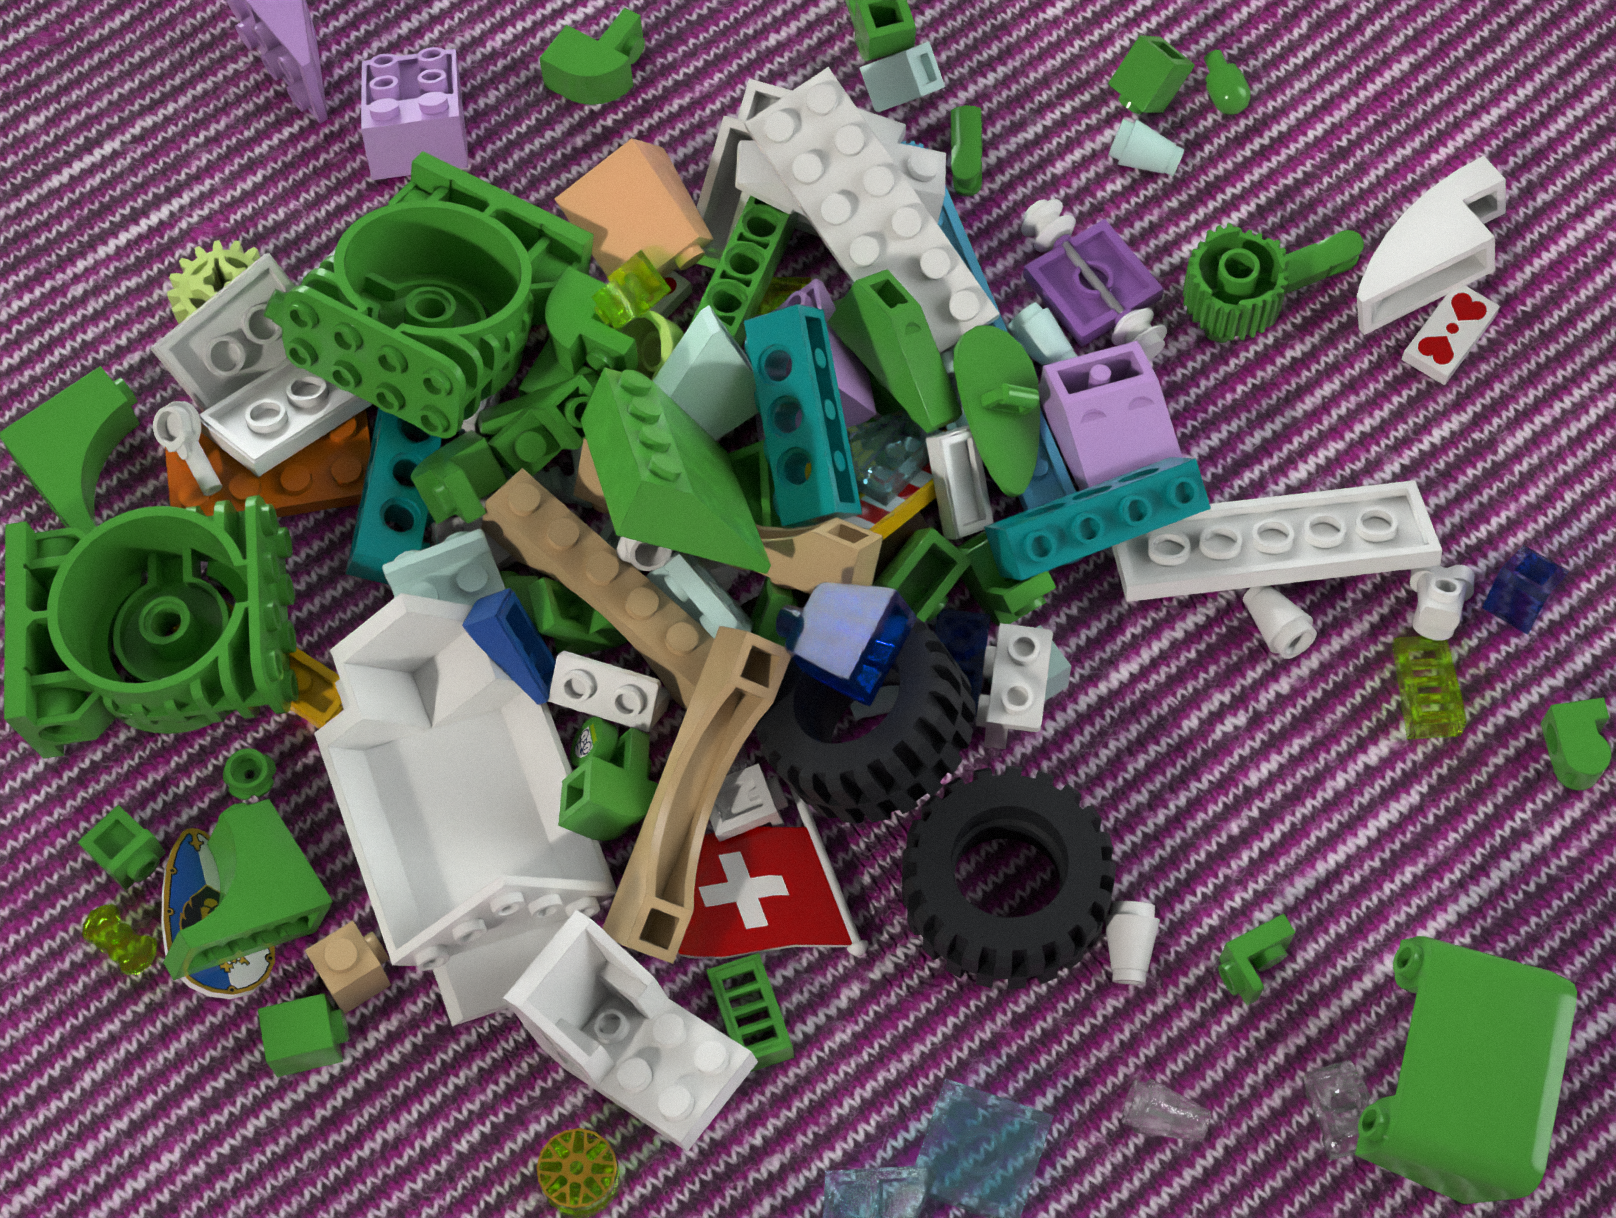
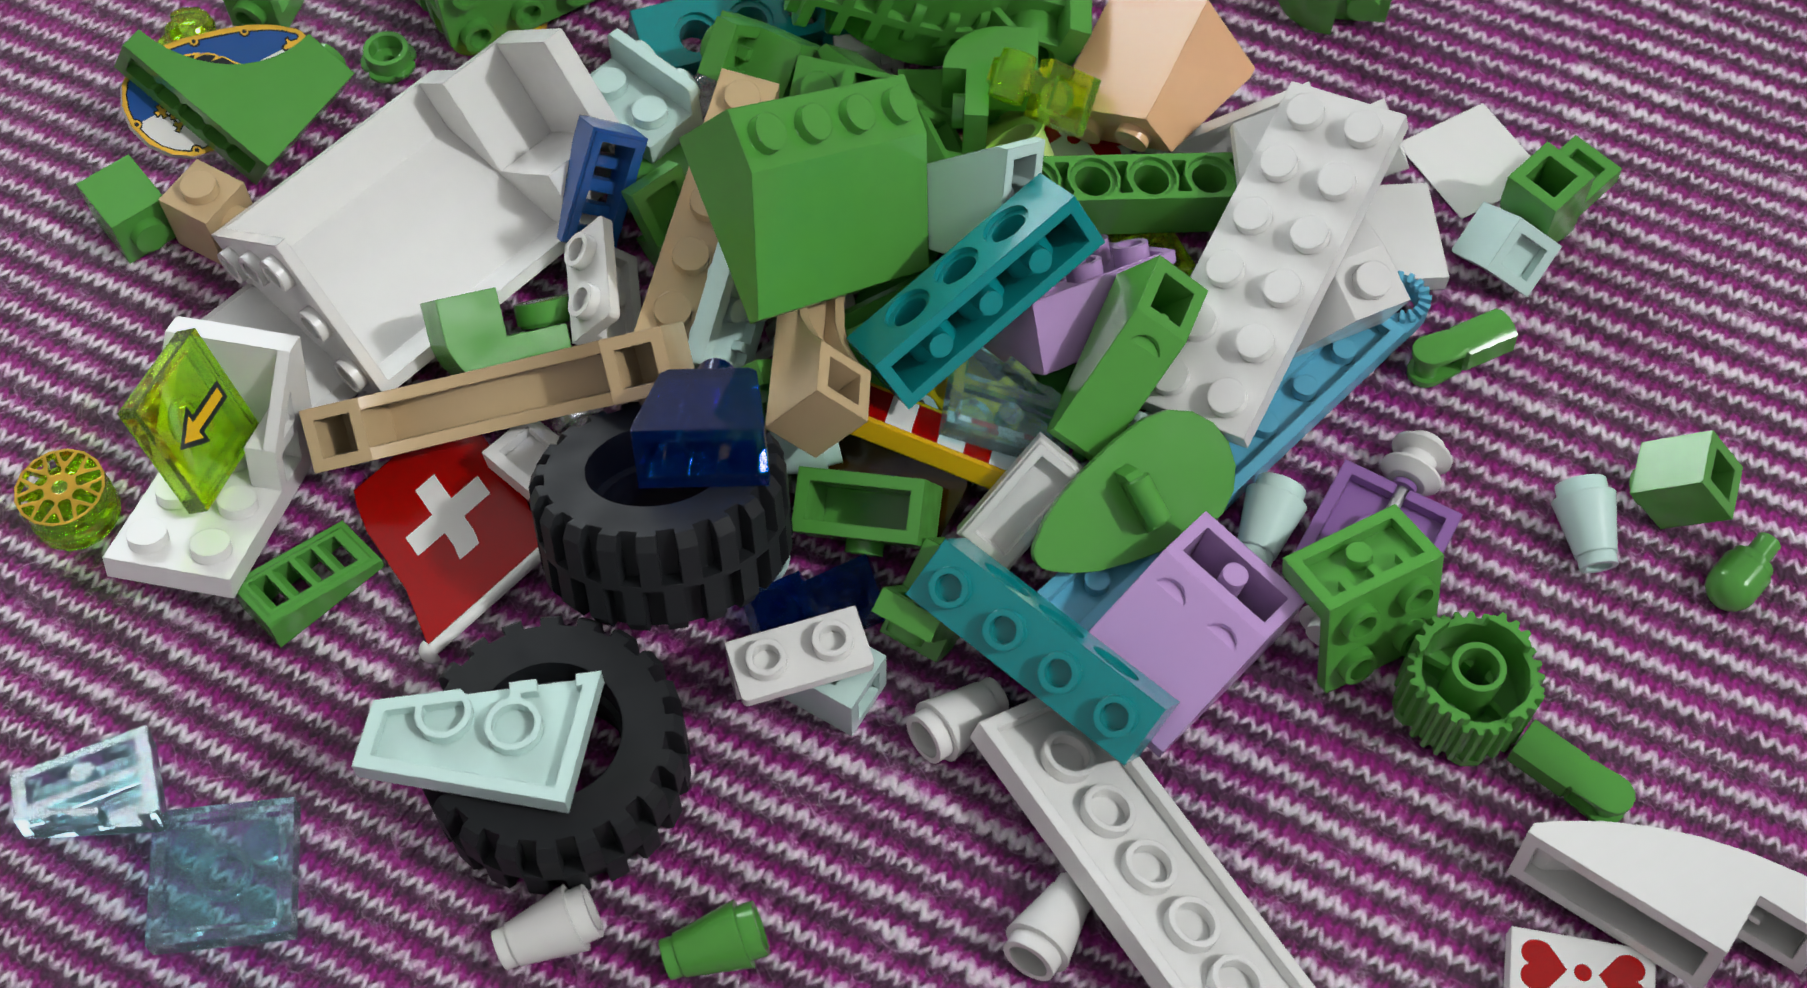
camera: 60 degrees right, 5 degrees down
(601, 1024) = (189, 420): none -> clear neon green tile
(801, 49) = (1467, 158): none -> white sticker
(1010, 898) = (488, 745): none -> light aqua wing
(1098, 610) = (946, 722): none -> white cone
(1146, 298) = (1370, 591): none -> bright green bracket
(1193, 831) = (716, 943): none -> bright green cone

